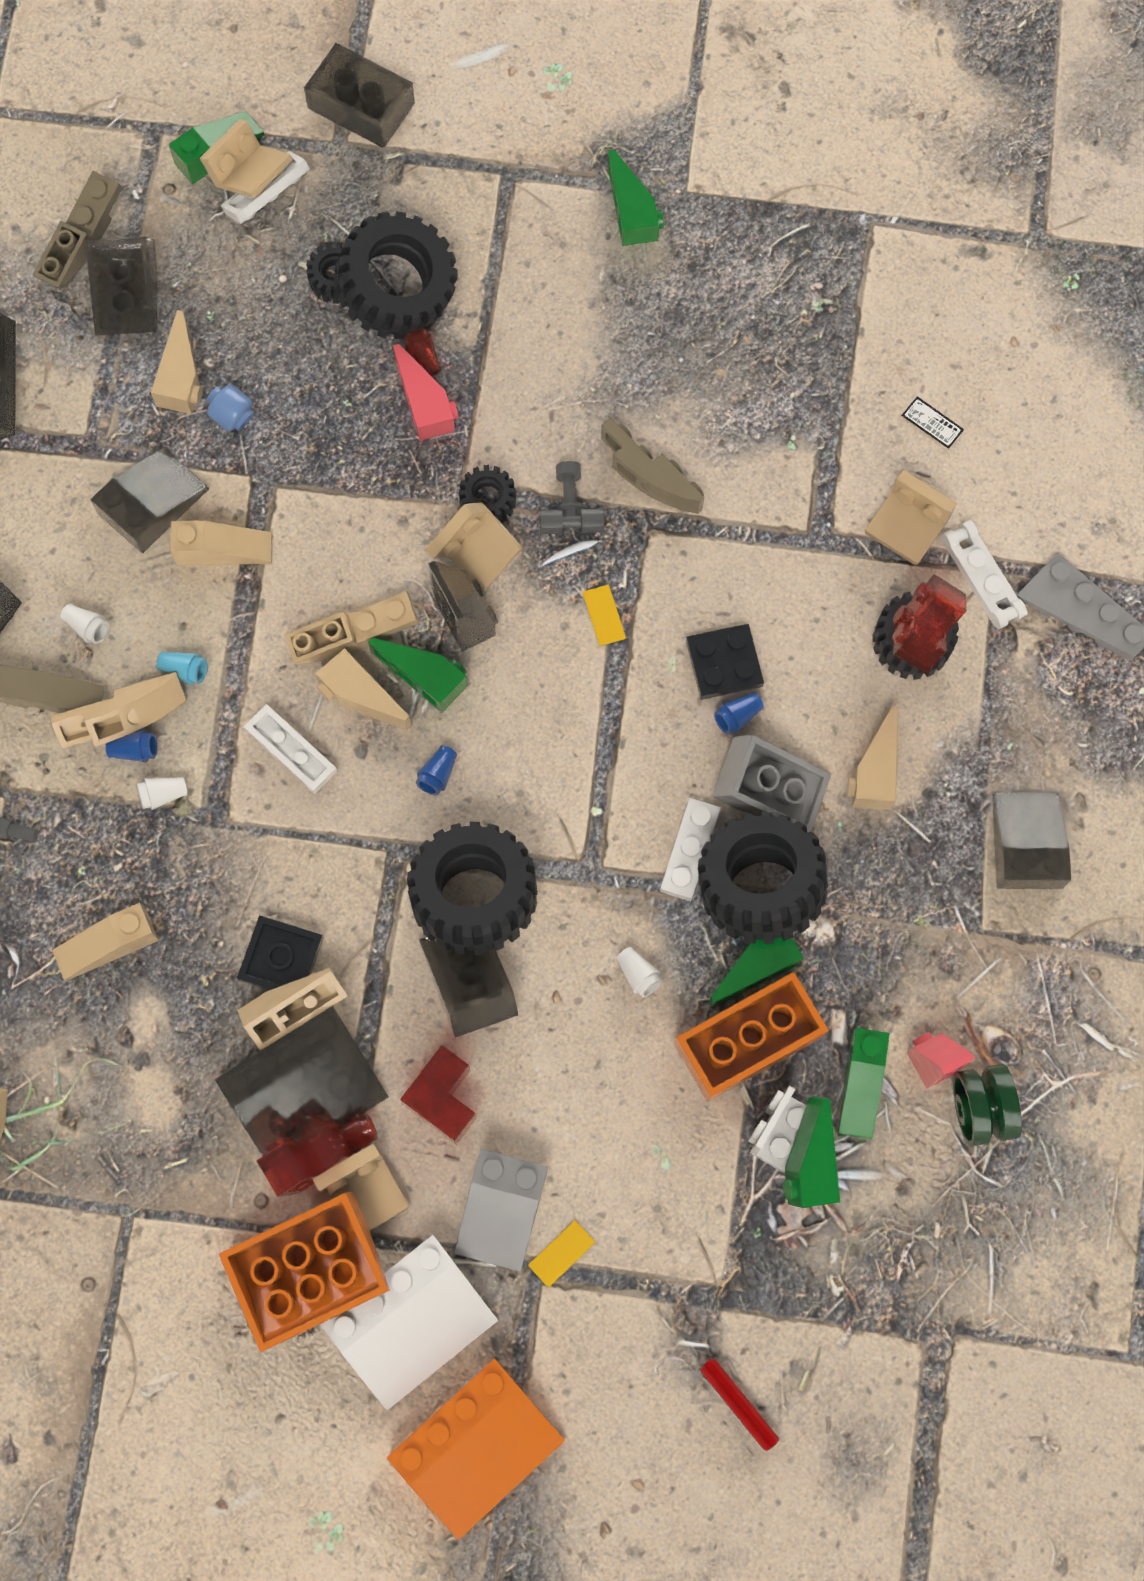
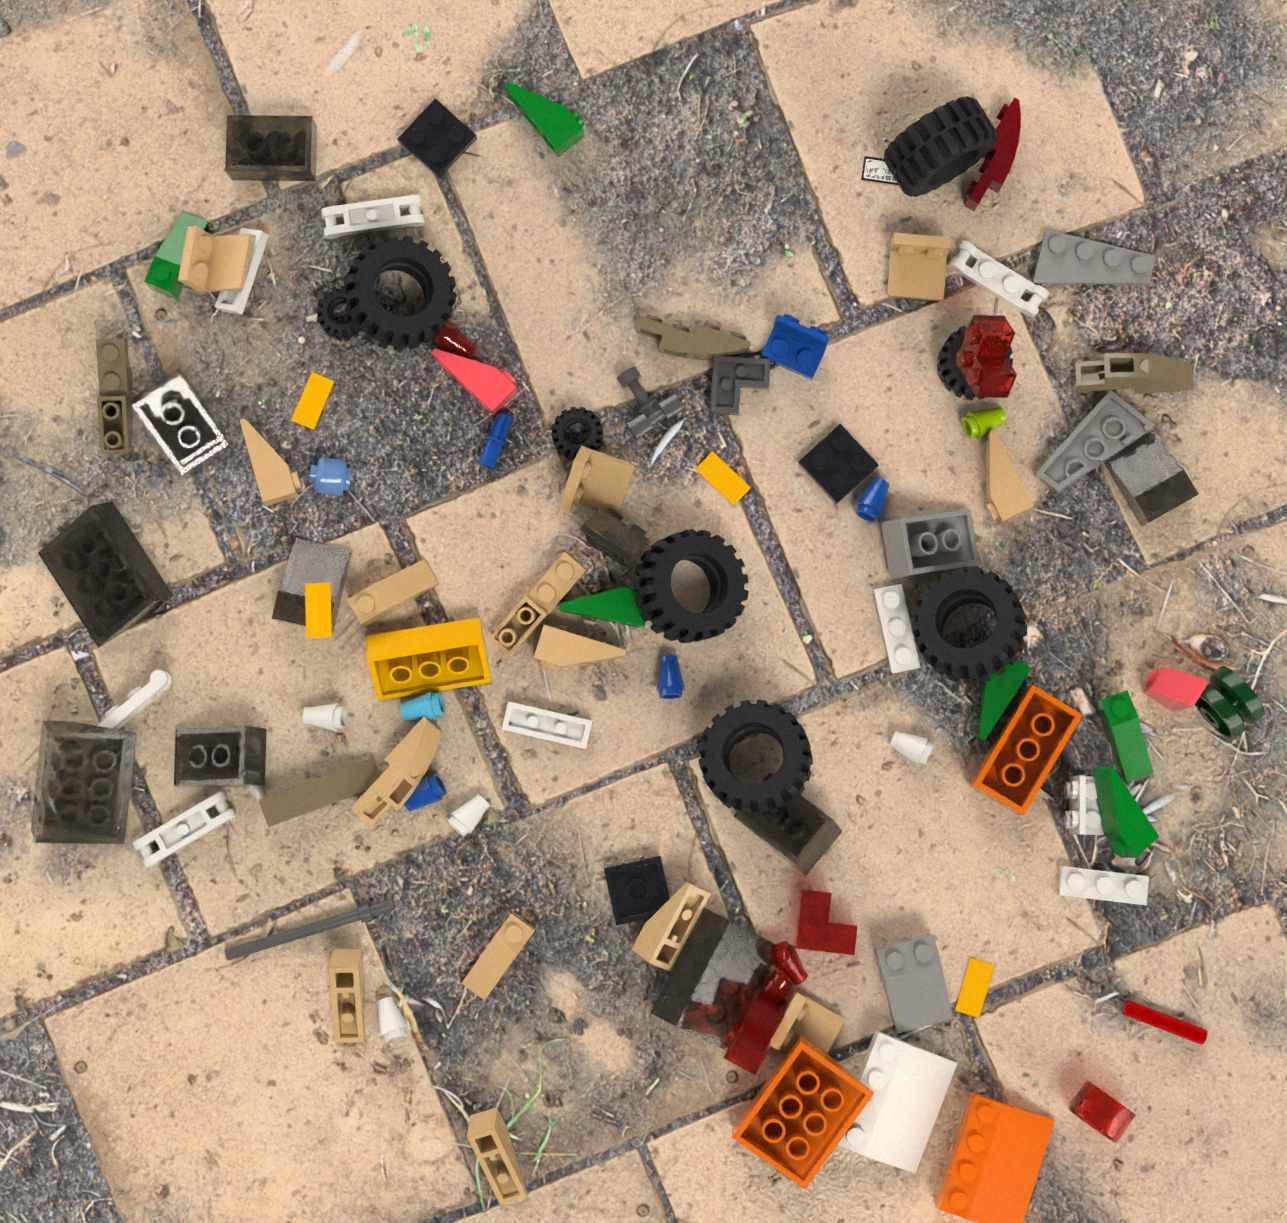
camera: 25 degrees left, 10 degrees up
(137, 514) = (318, 610): none -> yellow sticker
(215, 623) = (428, 659): none -> yellow slope
(258, 336) = (312, 400): none -> yellow sticker
(385, 1113) = (787, 961): none -> clear red cone
(405, 461) = (495, 440): none -> blue axle
(418, 202) = (372, 216): none -> white plate
(519, 170) = (437, 138): none -> black plate
(543, 670) = (724, 578): none -> black tyre
(616, 1456) = (1101, 1111): none -> clear red piece
(666, 523) = (730, 376): none -> dark grey plate
(747, 527) = (795, 346): none -> blue bracket
(755, 1224) = (1103, 885): none -> white plate
(887, 695) = (982, 422): none -> lime cone
(993, 411) = (940, 146): none -> black tyre
(997, 775) = (1095, 440): none -> light grey wing
(1049, 461) = (1003, 153): none -> dark red slope
(1078, 732) = (1134, 370): none -> dark tan slope

